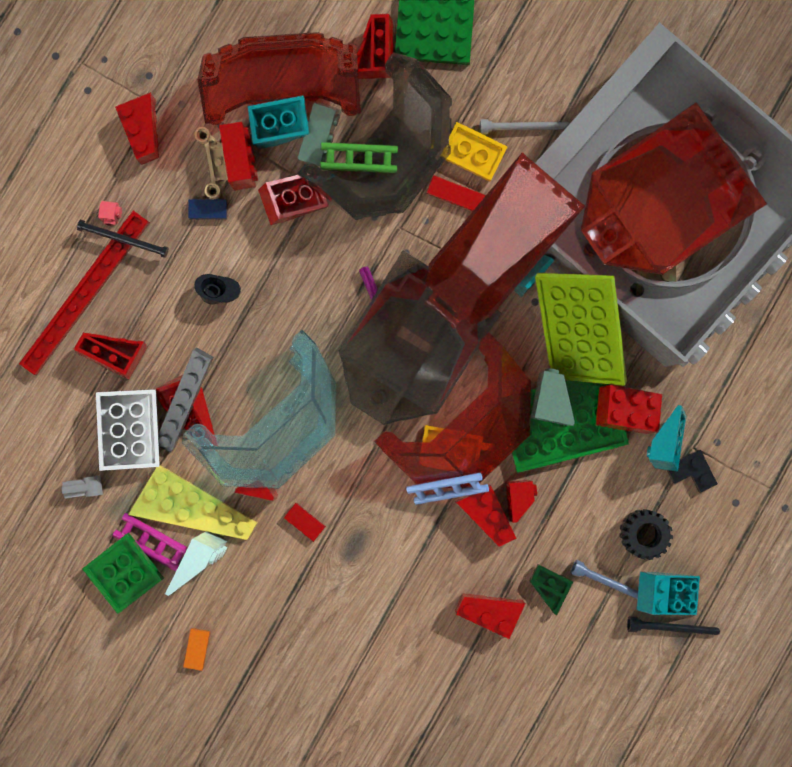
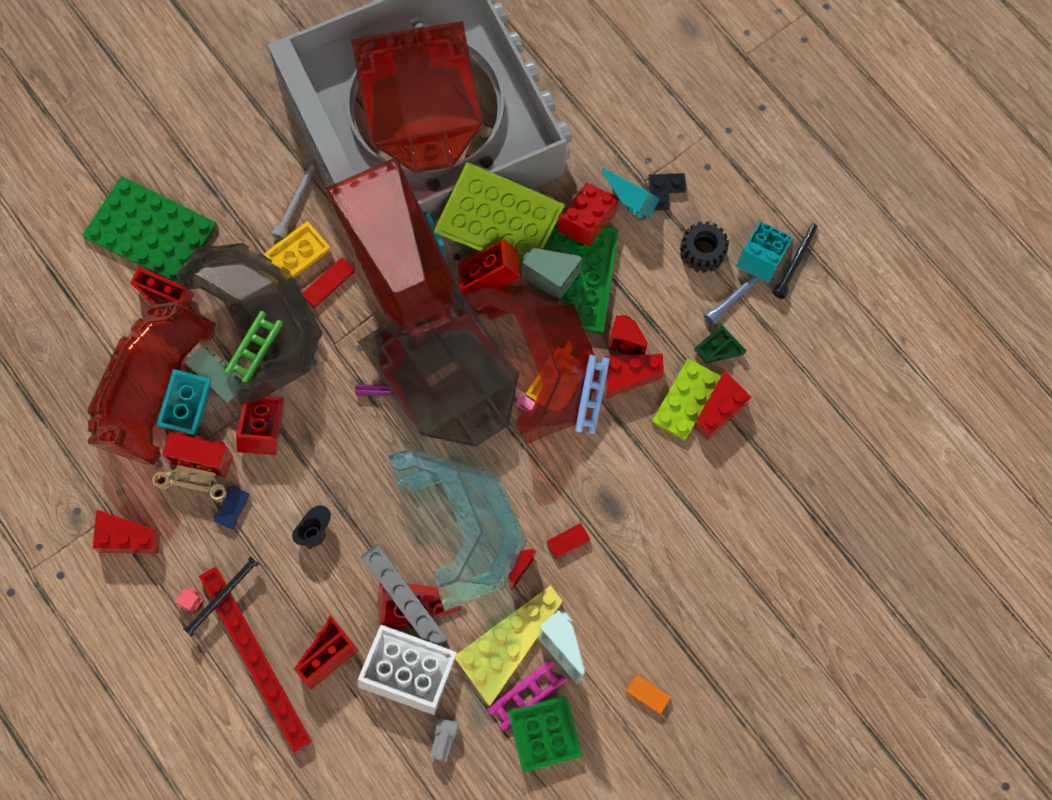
camera: 70 degrees left, 15 degrees down
(415, 430) = (524, 403): none -> bright pink bush
(485, 576) = (686, 399): none -> lime plate
(527, 340) = (489, 268): none -> red brick

